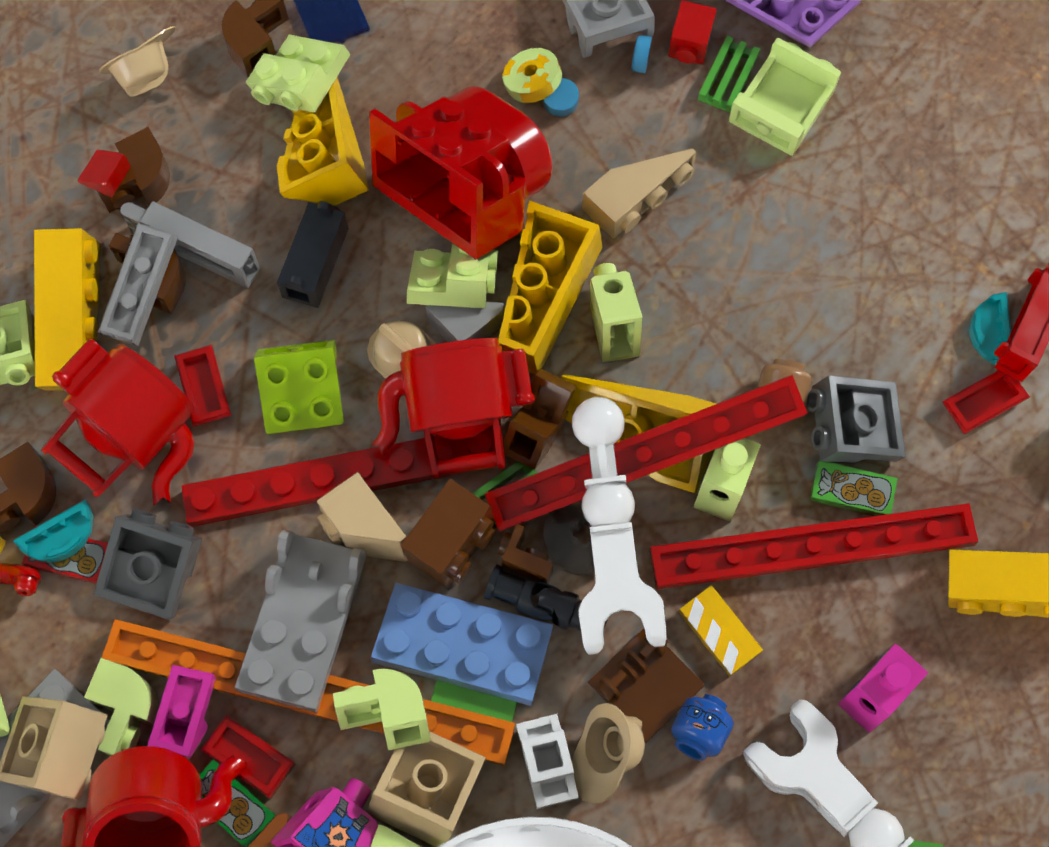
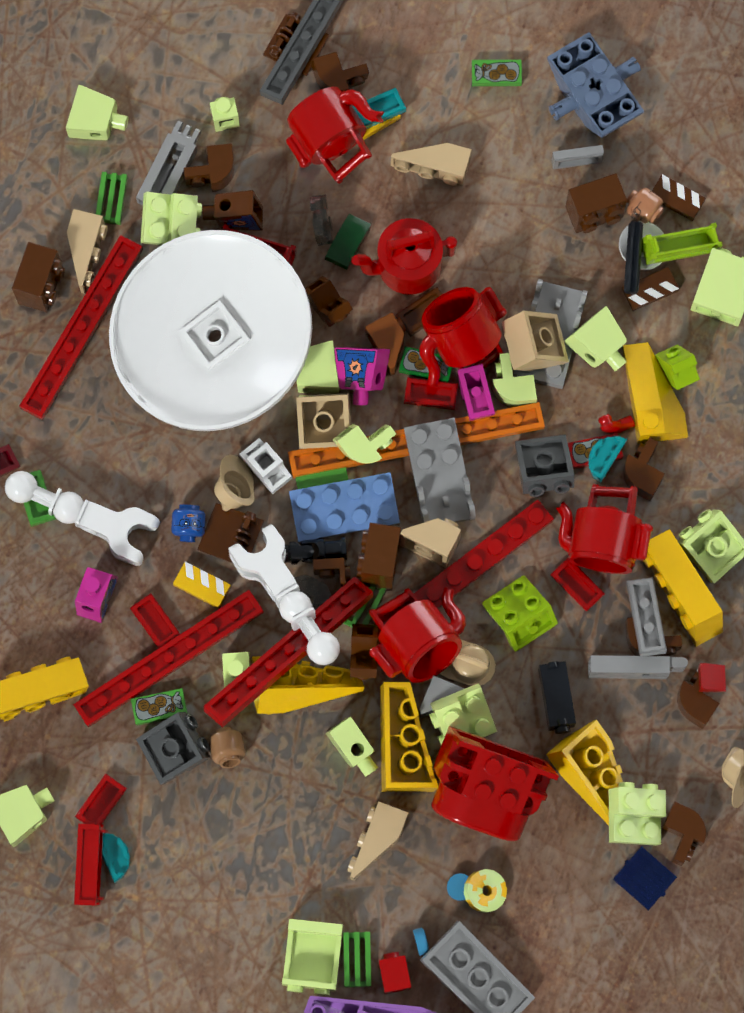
camera: 155 degrees right, 5 degrees up
(810, 610) = (154, 620): none -> red tile

